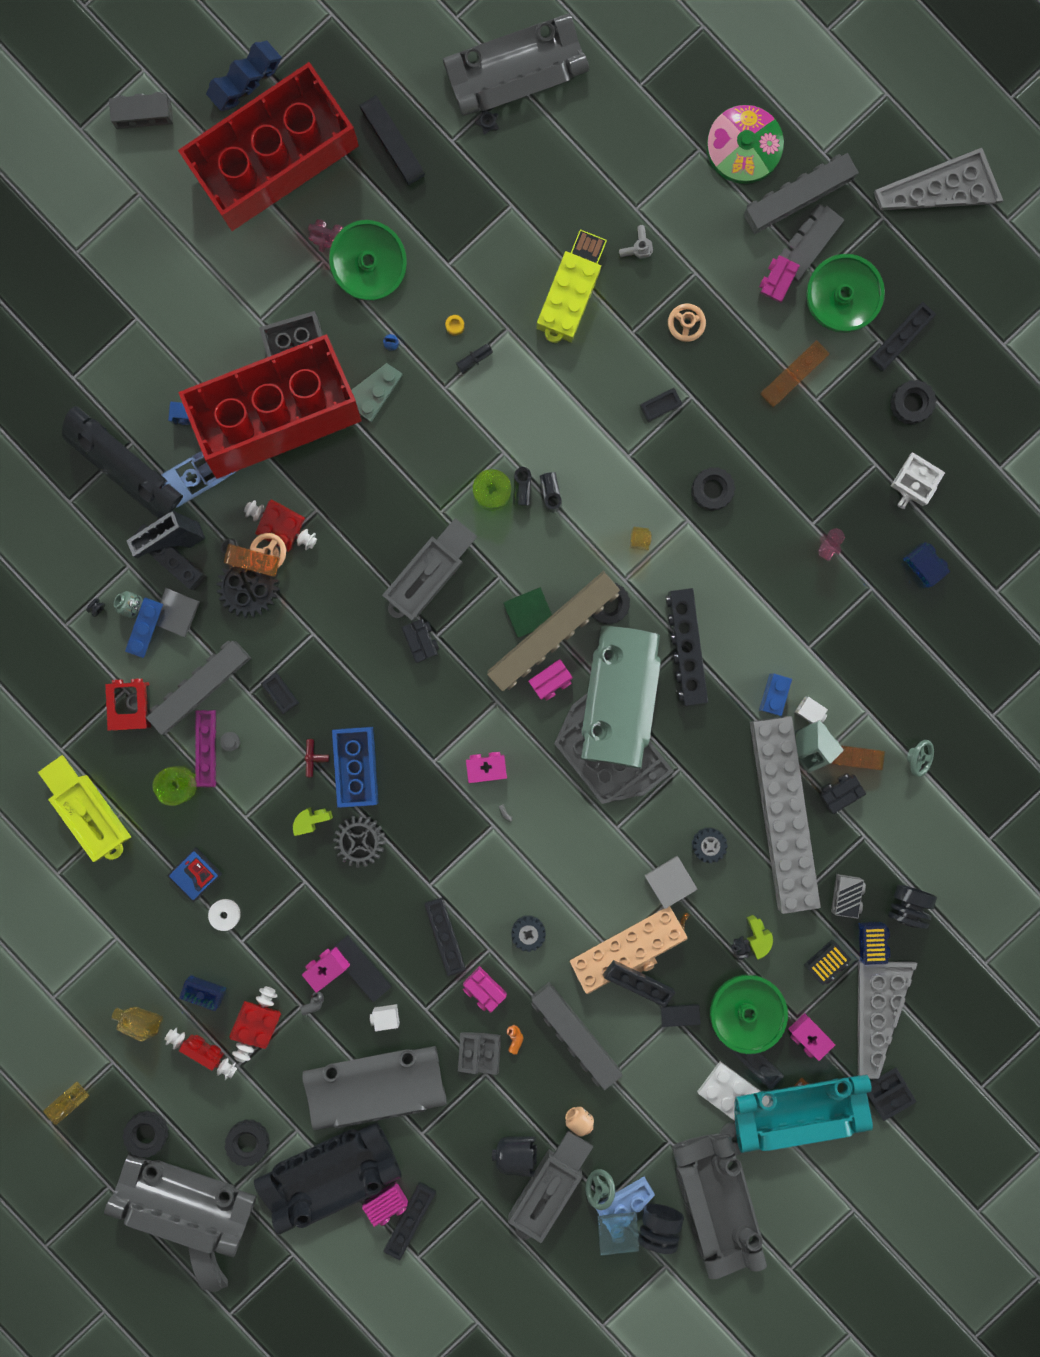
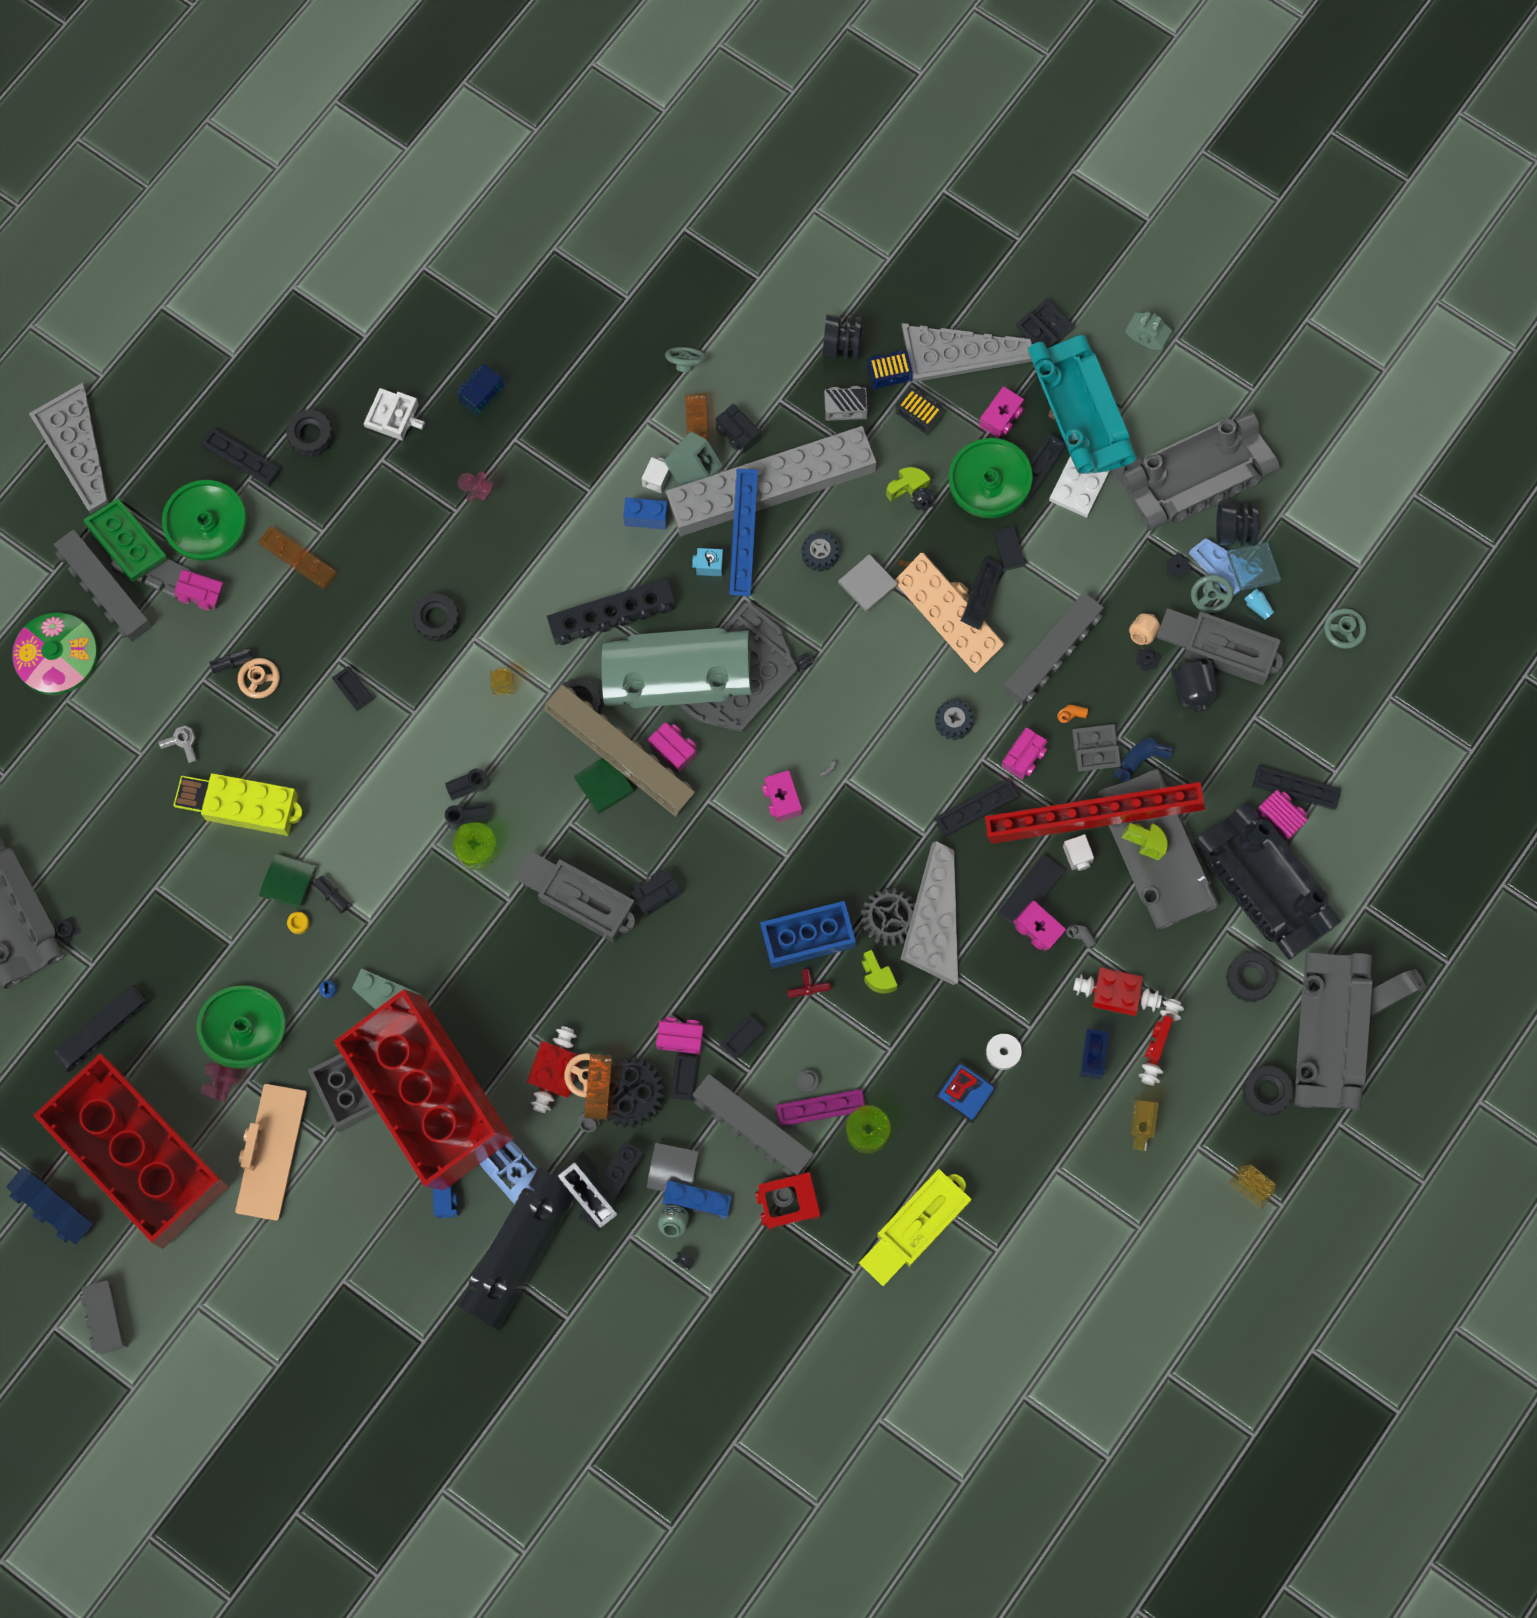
camera: 100 degrees left, 15 degrees down
(254, 636) = (684, 1077): none -> black tile
(256, 271) = (270, 1152): none -> light nougat bracket
(289, 639) = (680, 1036): none -> dark pink brick
(338, 876) = (932, 929): none -> light grey wing
(379, 1086) = (1152, 839): none -> lime brick
(410, 1045) = (1095, 813): none -> red brick
(465, 1090) = (1140, 752): none -> dark blue arm
(493, 320) = (287, 881): none -> dark green slope
(547, 1307) = (1350, 622): none -> sand green piece
(553, 1111) = (1144, 663): none -> black plant
(584, 1228) = (1259, 604): none -> medium azure cone
(607, 810) = (804, 662): none -> black bush
(637, 1167) = (1177, 560): none -> black plant
(707, 299) = (230, 661): none -> black axle
(718, 743) = (708, 562): none -> medium azure brick
(738, 780) = (743, 532): none -> blue plate
(840, 219) = (125, 539): none -> green plate
(865, 1189) = (1148, 330): none -> sand green hinge

